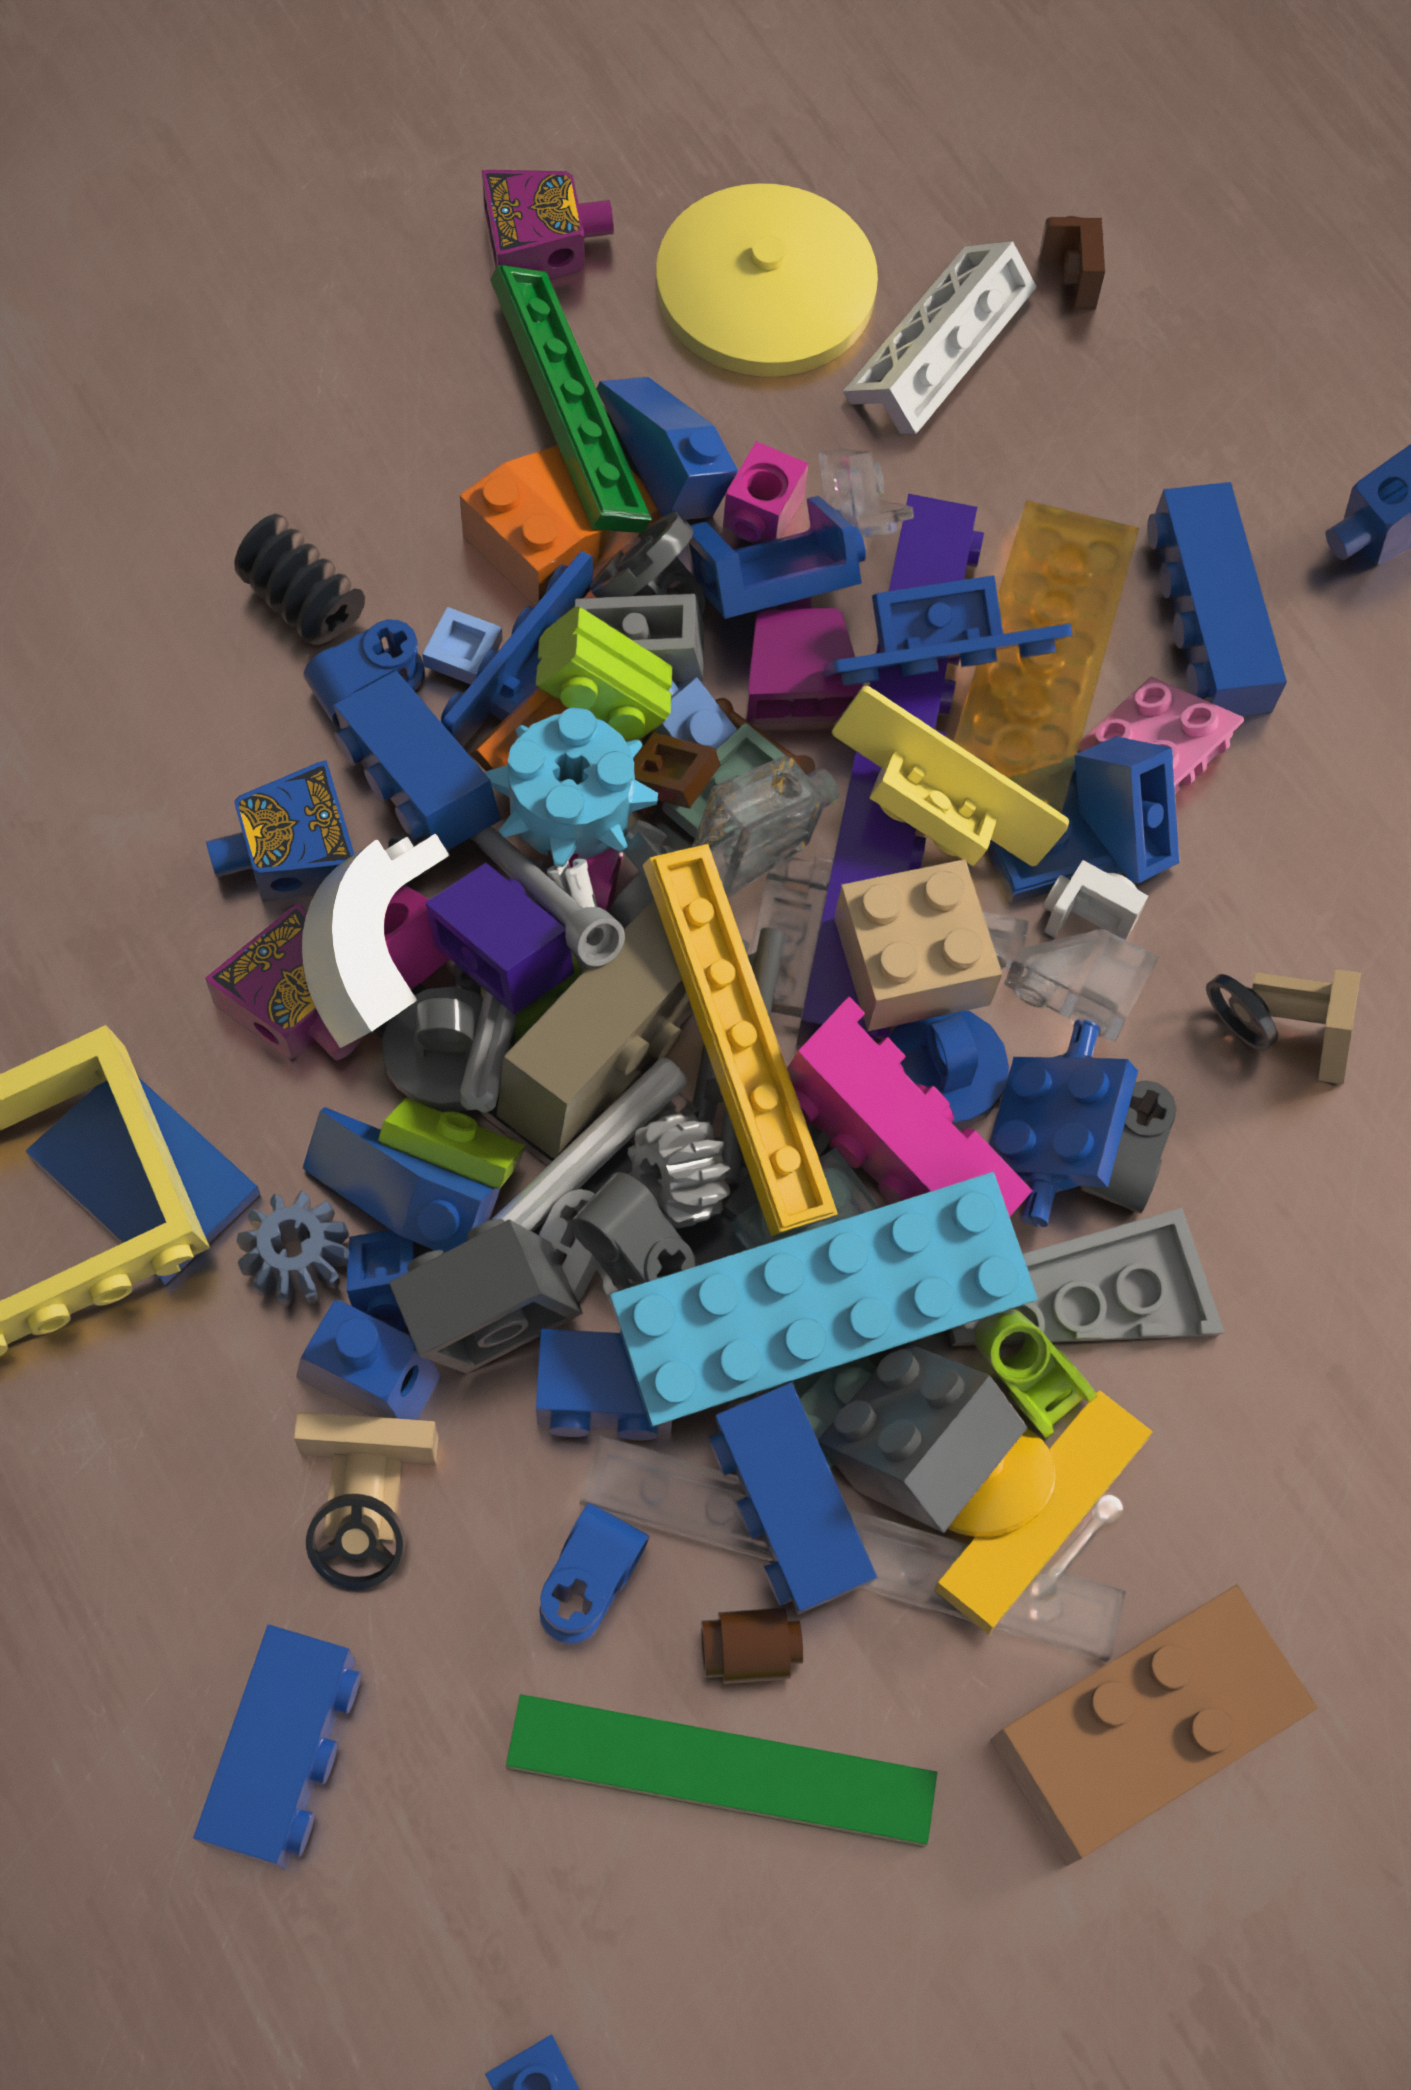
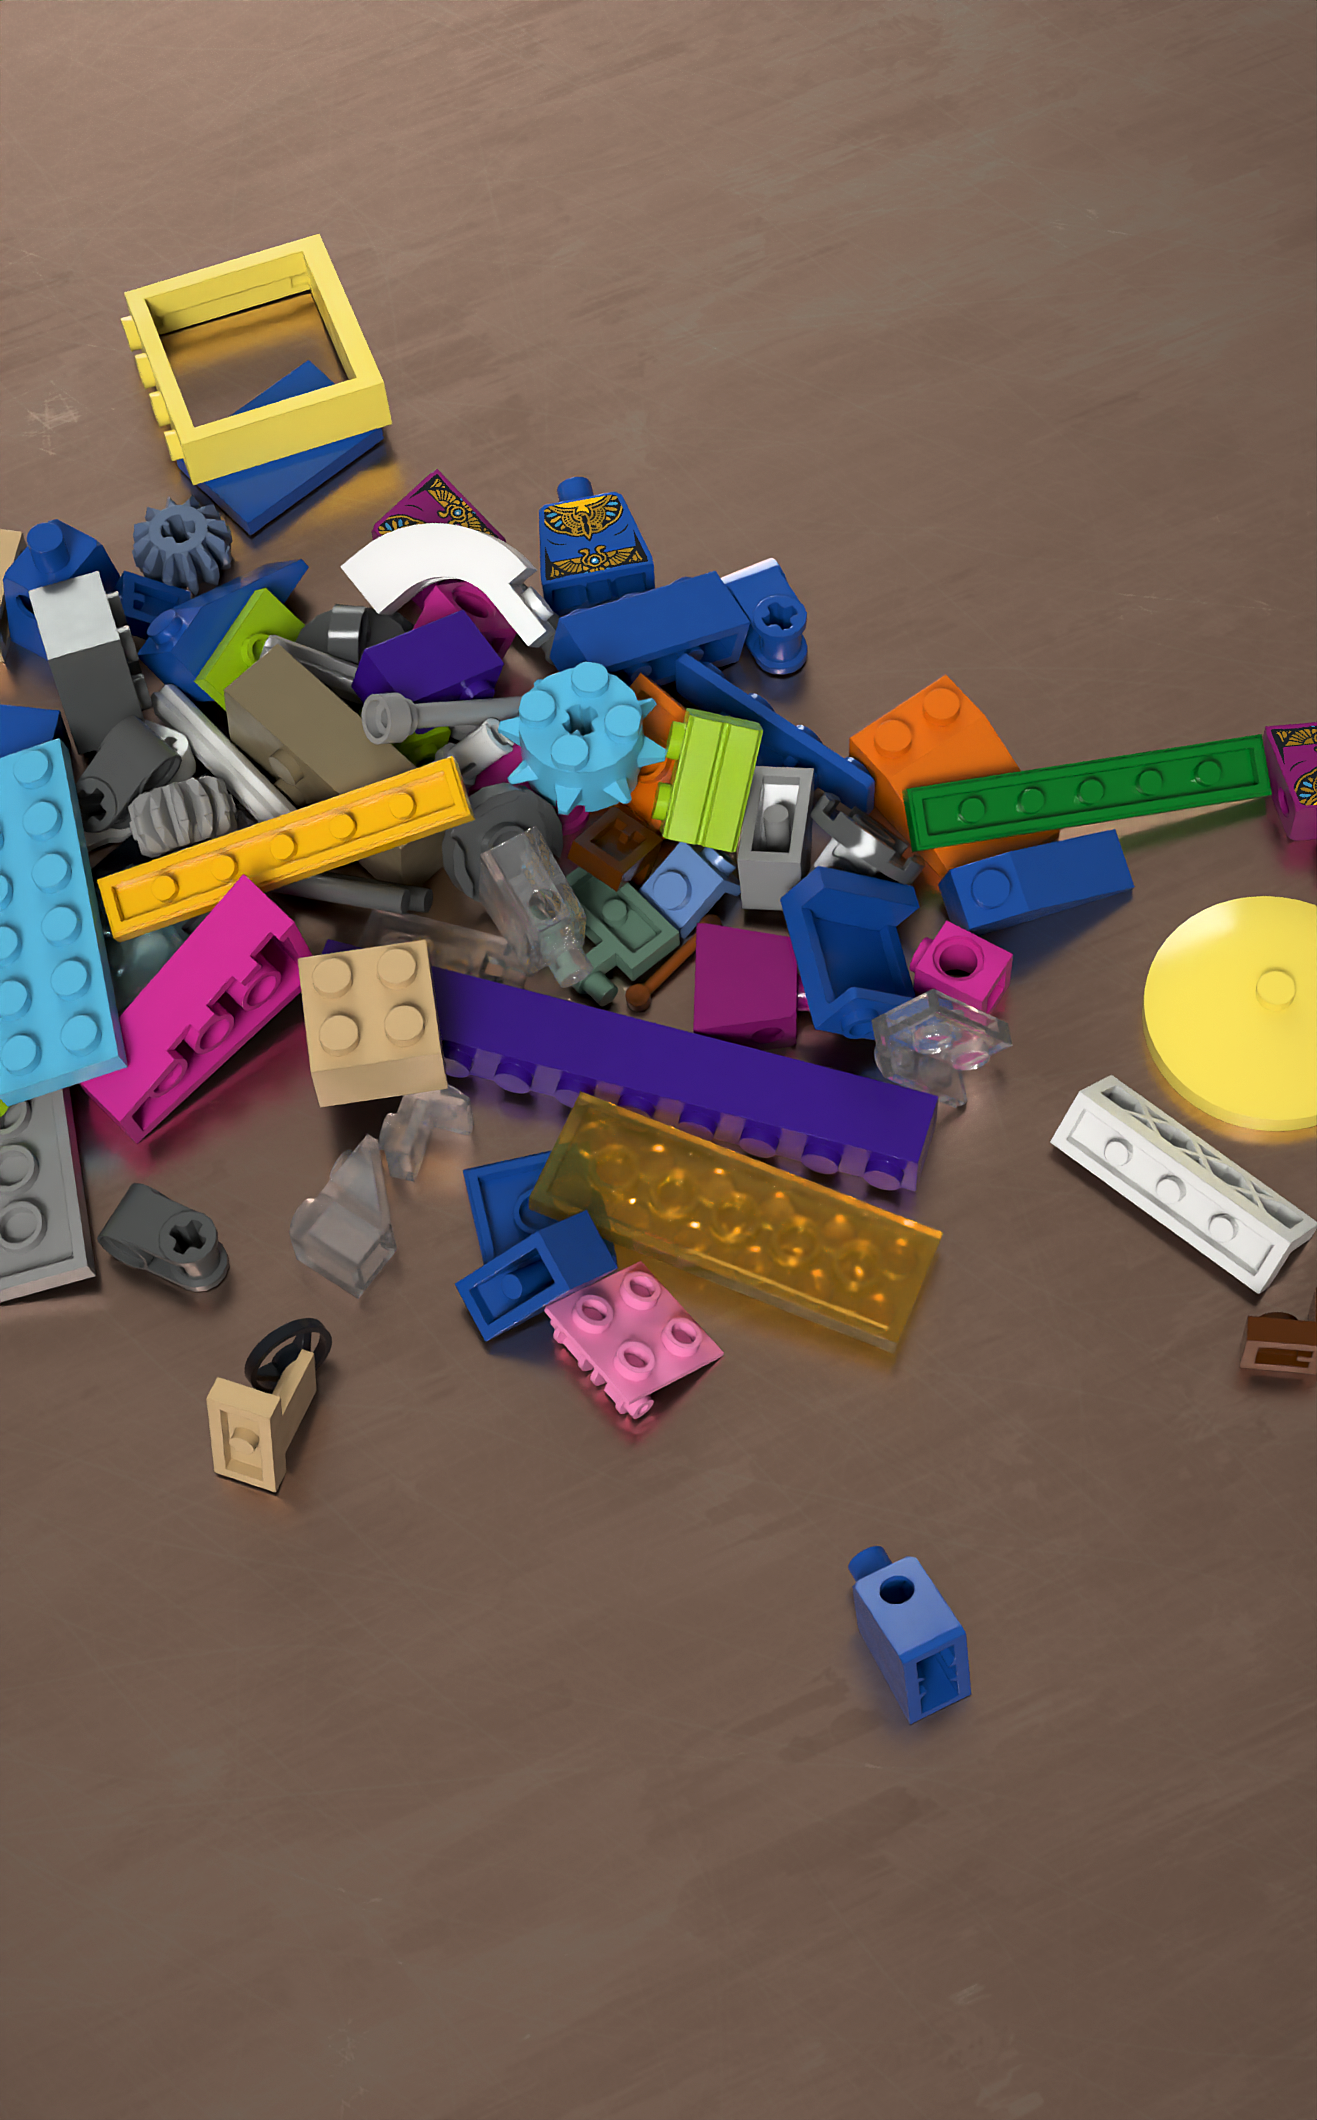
camera: 105 degrees right, 5 degrees down
(297, 581) = (870, 550): black piece -> none
(460, 645) = (798, 692): light blue plate -> none
(941, 623) = (740, 1089): blue bracket -> none
(945, 787) = (544, 1067): light yellow bracket -> none
(958, 1058) = (272, 1093): blue tile -> none
(1063, 1120) = (196, 1167): blue plate -> none
(1096, 896) = (445, 1244): white bracket -> none
(1216, 599) = (802, 1417): blue brick -> none

